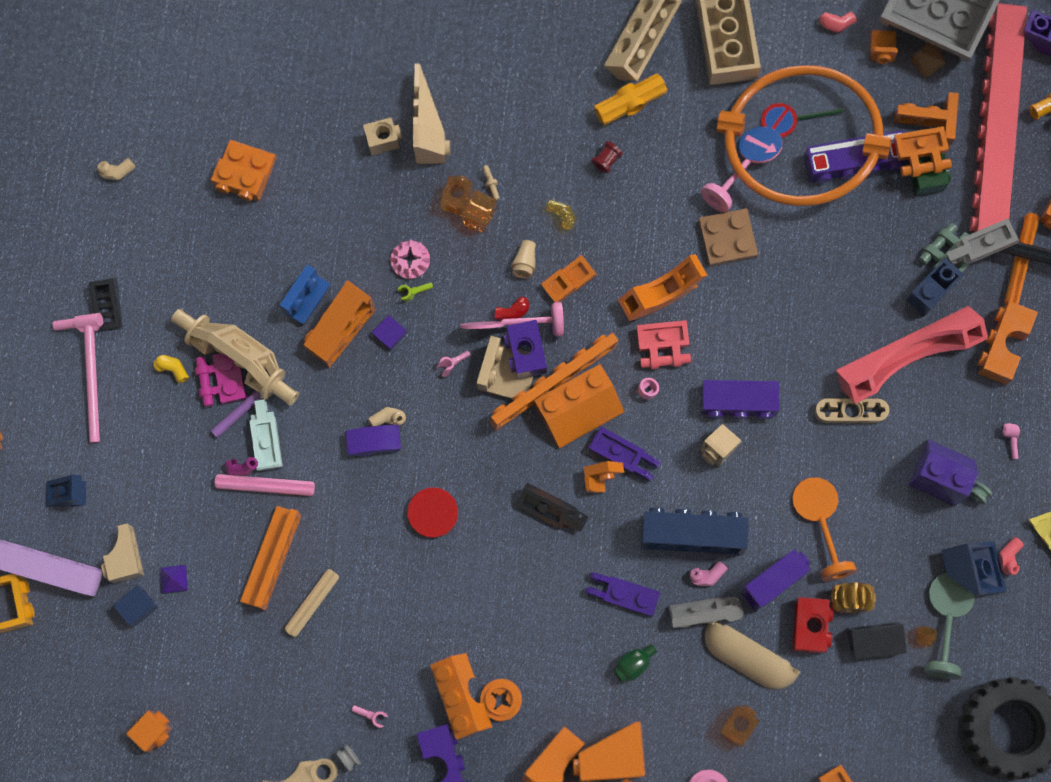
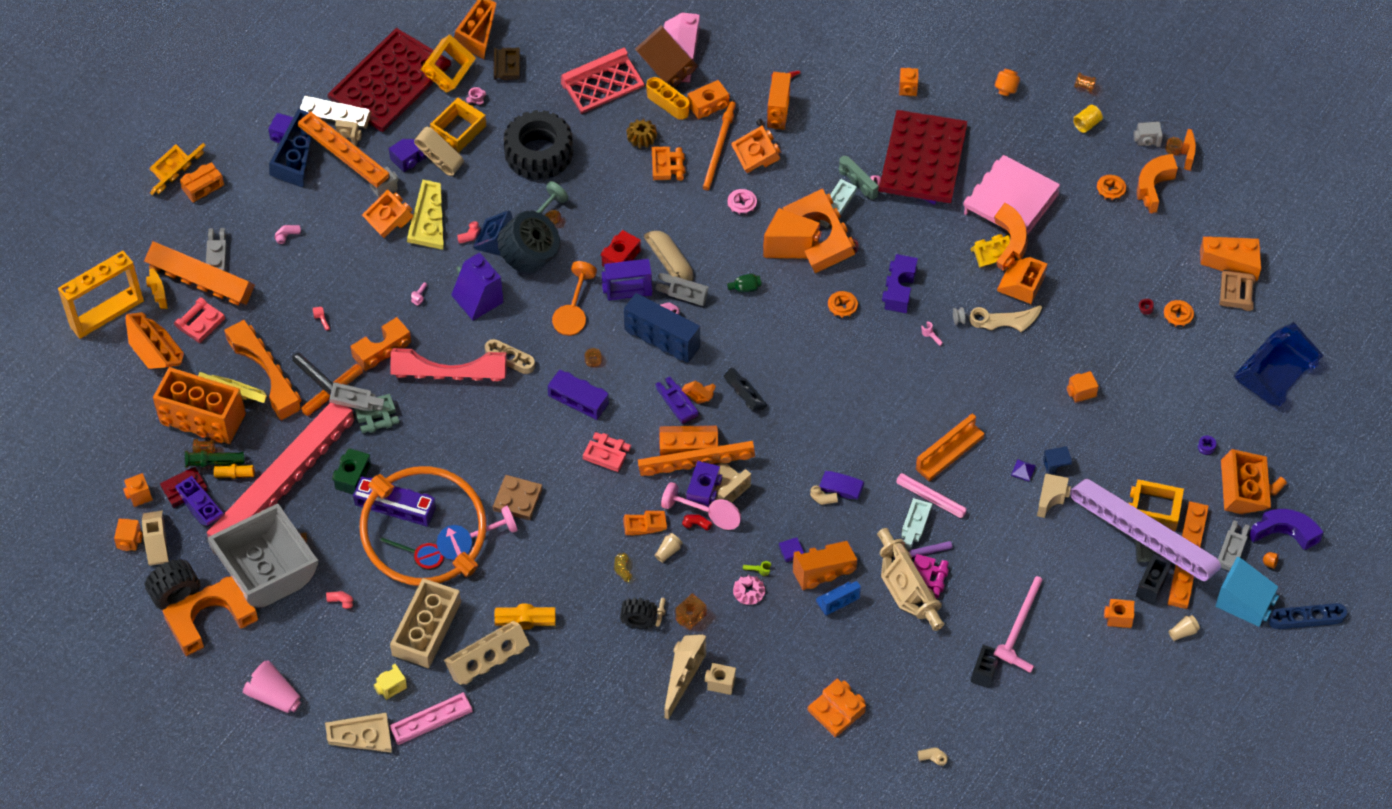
camera: 155 degrees left, 20 degrees down
(66, 491) = (1073, 551): dark blue slope -> none
(171, 364) = (959, 601): yellow arm -> none
(242, 469) = (942, 512): magenta arm -> none
(311, 603) = (936, 412): tan axle -> none
(433, 512) = (825, 427): red tile -> none
(449, 363) = (760, 508): bright pink hand -> none
(463, 712) = (869, 300): orange arch -> none
(479, 211) = (680, 590): clear orange brick -> none
(508, 157) = (638, 613): none -> black tyre
(607, 157) = (567, 586): dark red bush -> none
(625, 594) = (727, 324): dark purple hinge -> none
(644, 384) = (636, 427): bright pink hinge -> none
(663, 291) = (587, 482): orange arch -> none
(719, 446) = (611, 369): tan slope -> none
(729, 731) = (701, 222): clear orange brick -> none
(750, 455) = (593, 362): none -> clear orange bush
(853, 597) = (585, 250): pearl gold gear -> none
(877, 640) = (585, 227): black hinge -> none
(883, 46) = (325, 565): orange bracket -> none
(920, 144) = (351, 475): orange plate -> none
(925, 562) = (528, 241): none -> black wheel
(931, 116) = (317, 495): orange bracket -> none
(934, 287) = (405, 395): dark blue slope -> none

